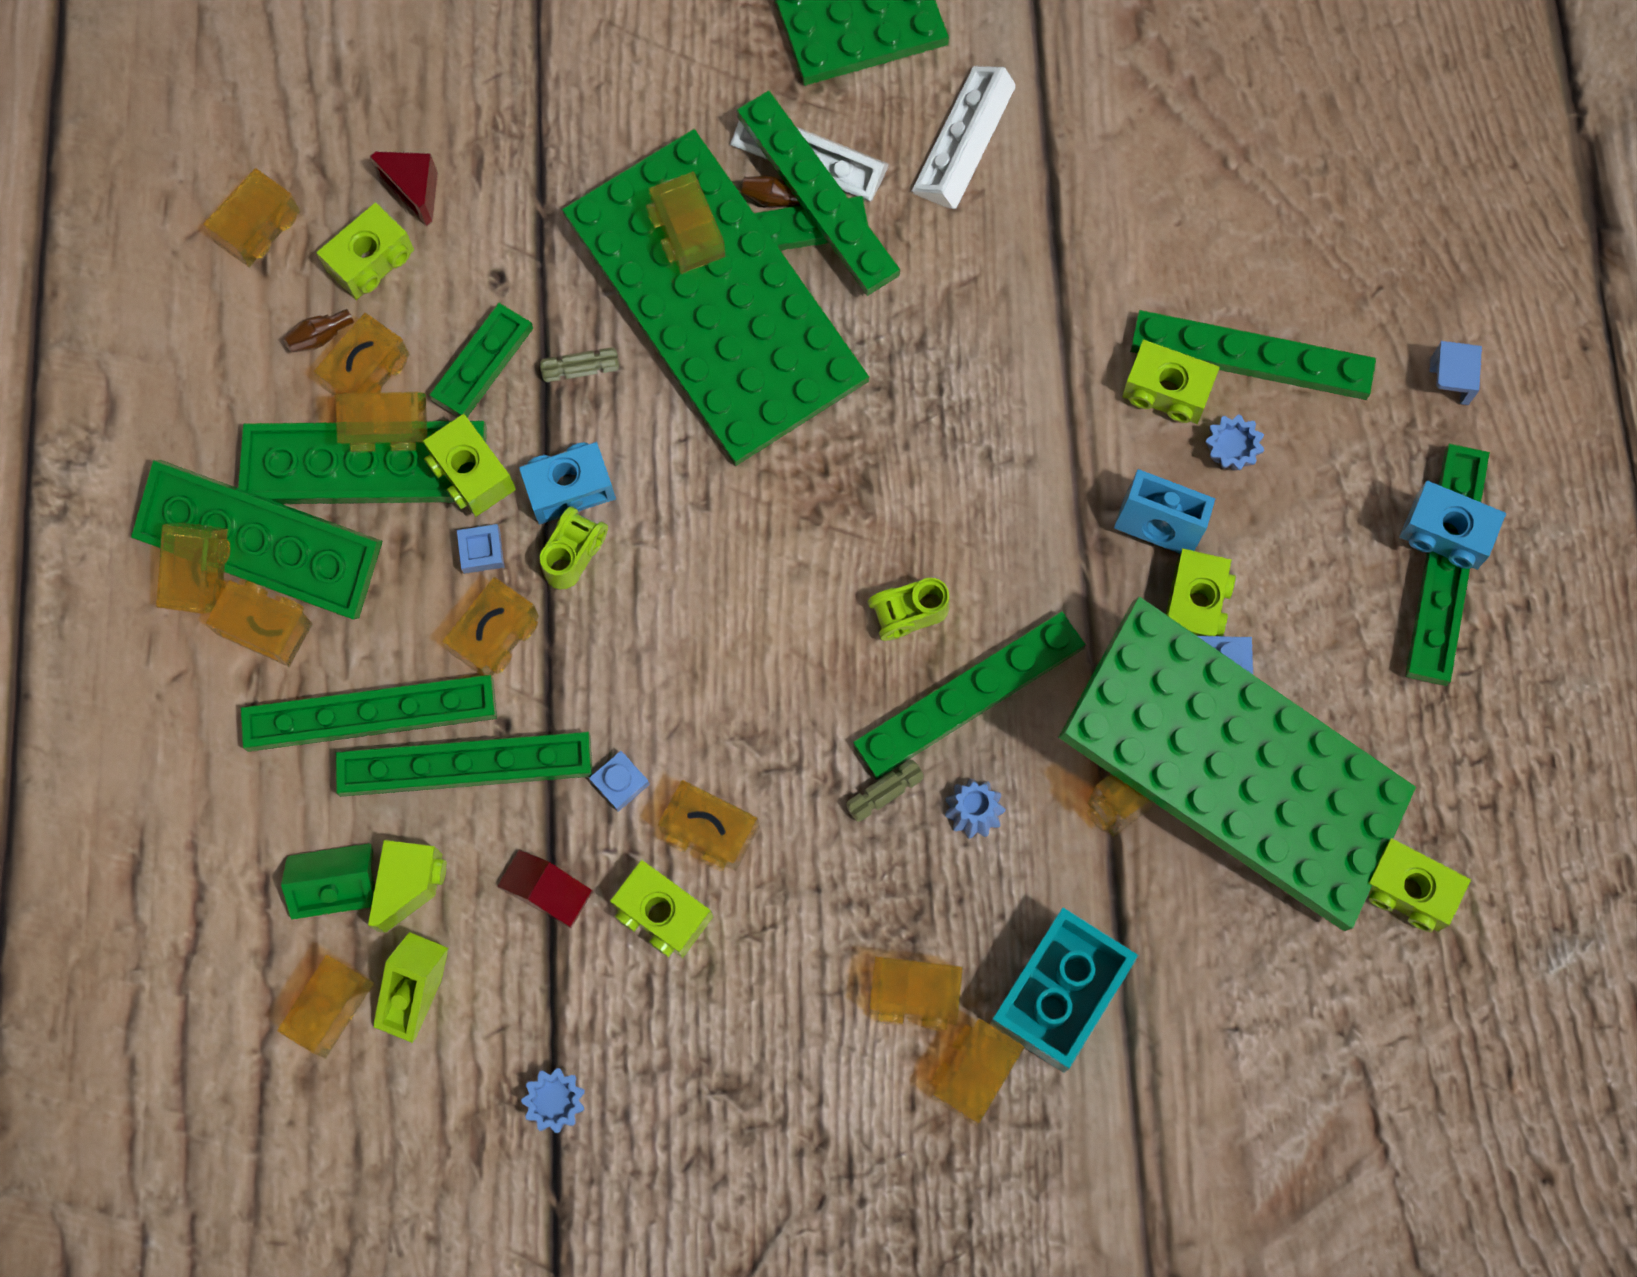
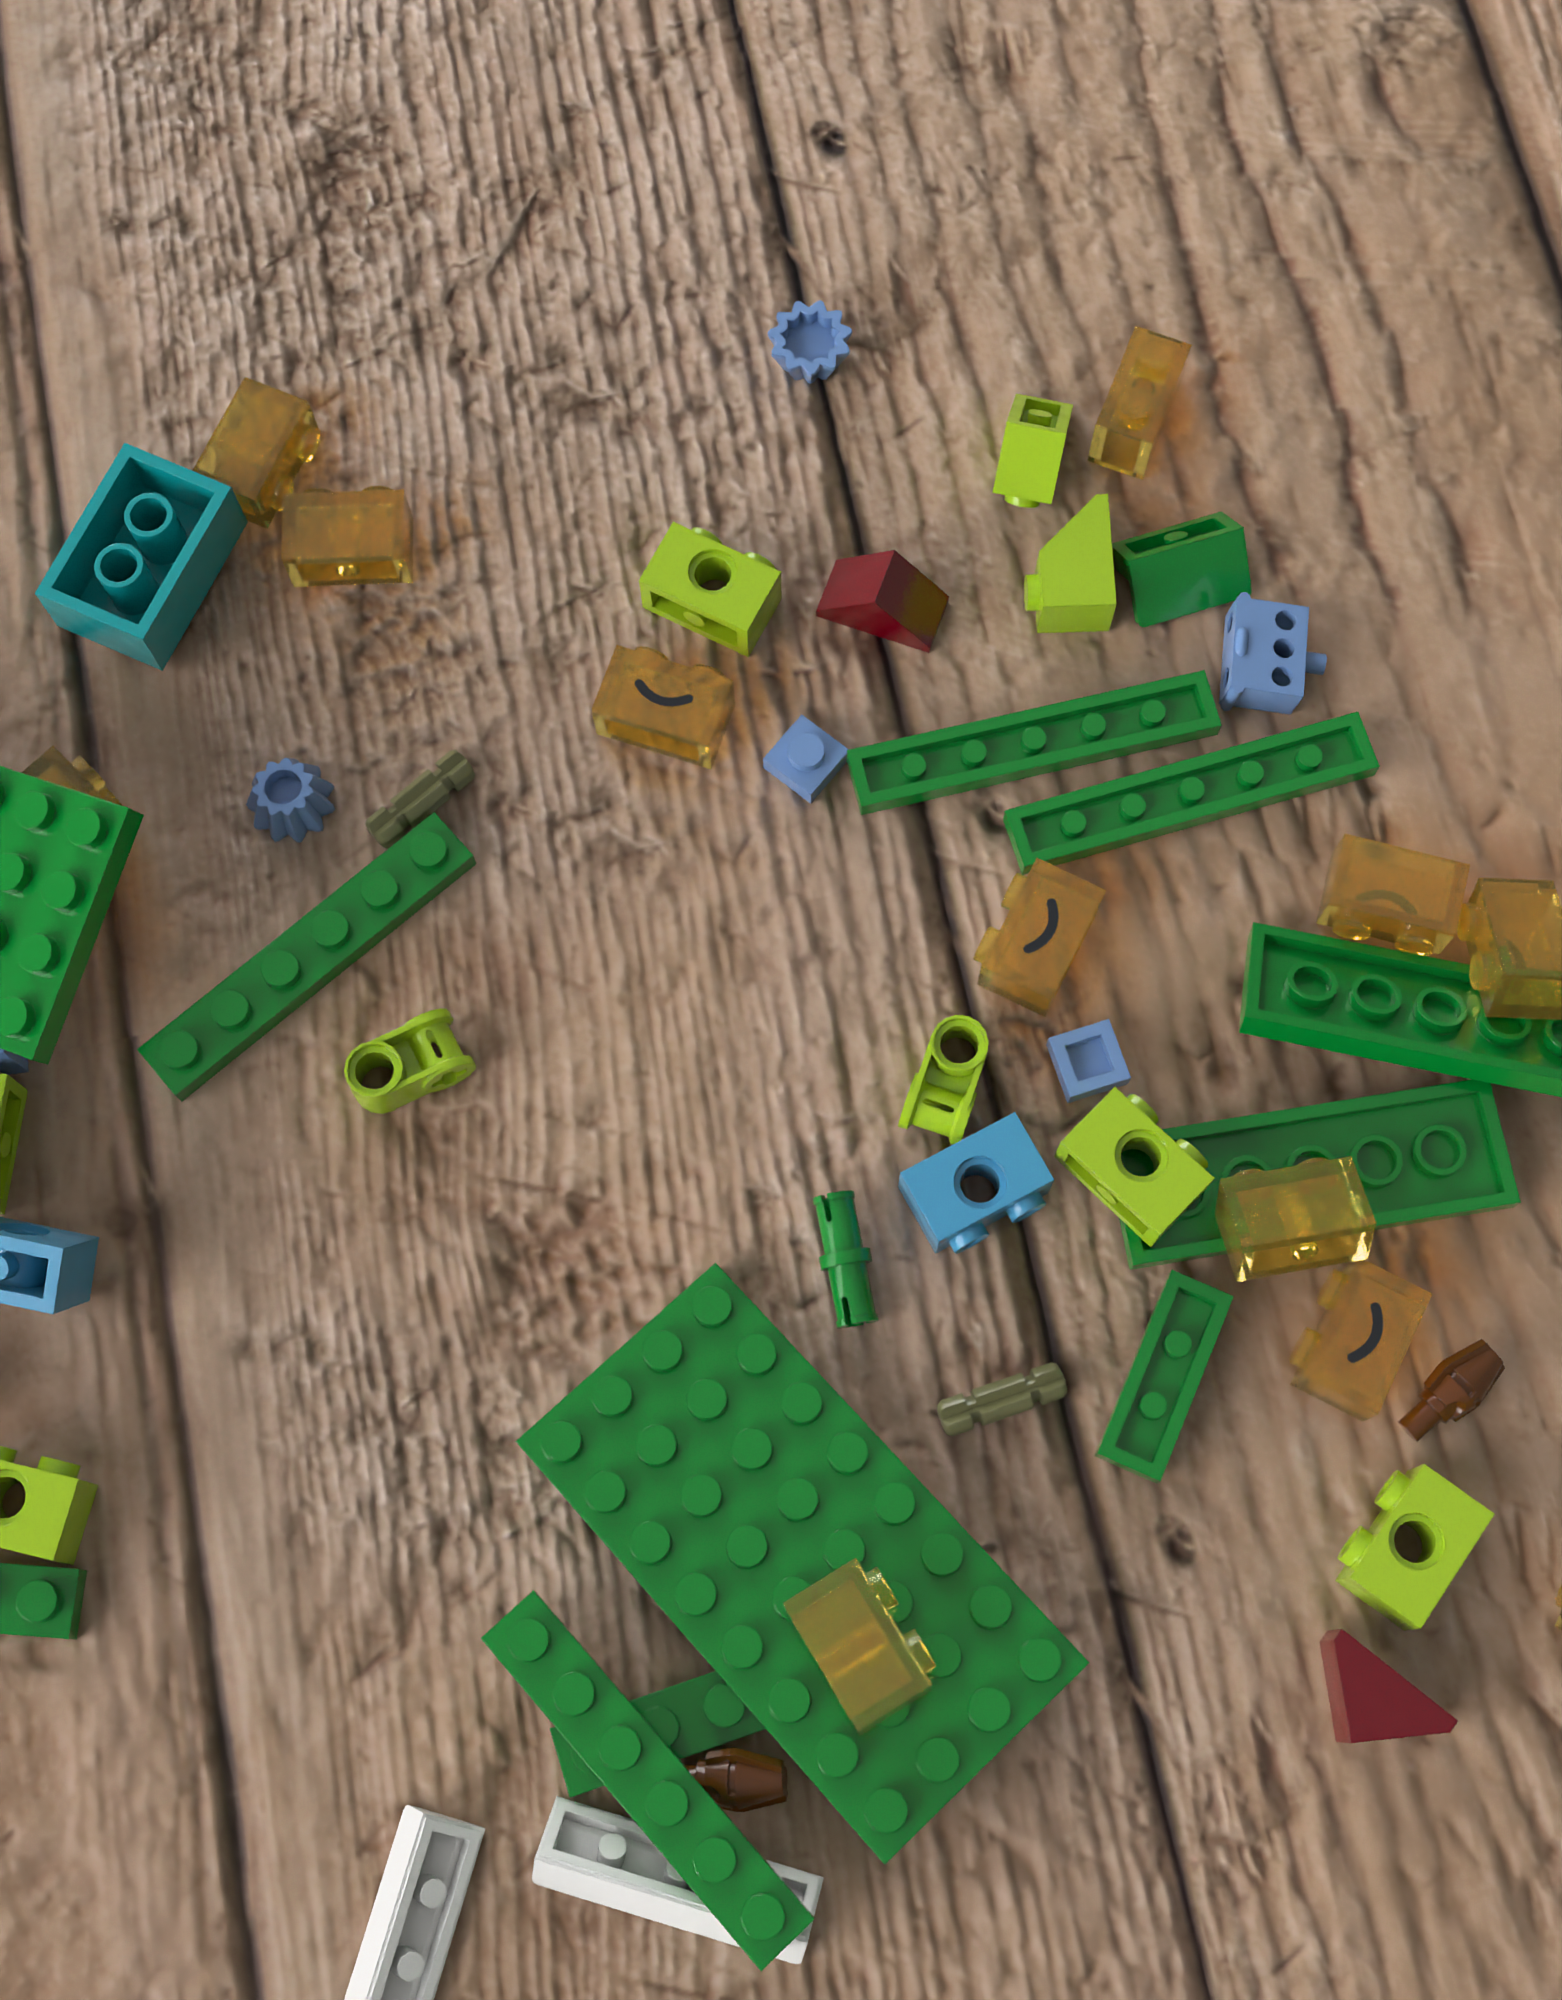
camera: 170 degrees right, 0 degrees up
(292, 801) = (1266, 656): none -> medium blue piece
(656, 452) = (845, 1259): none -> green pin

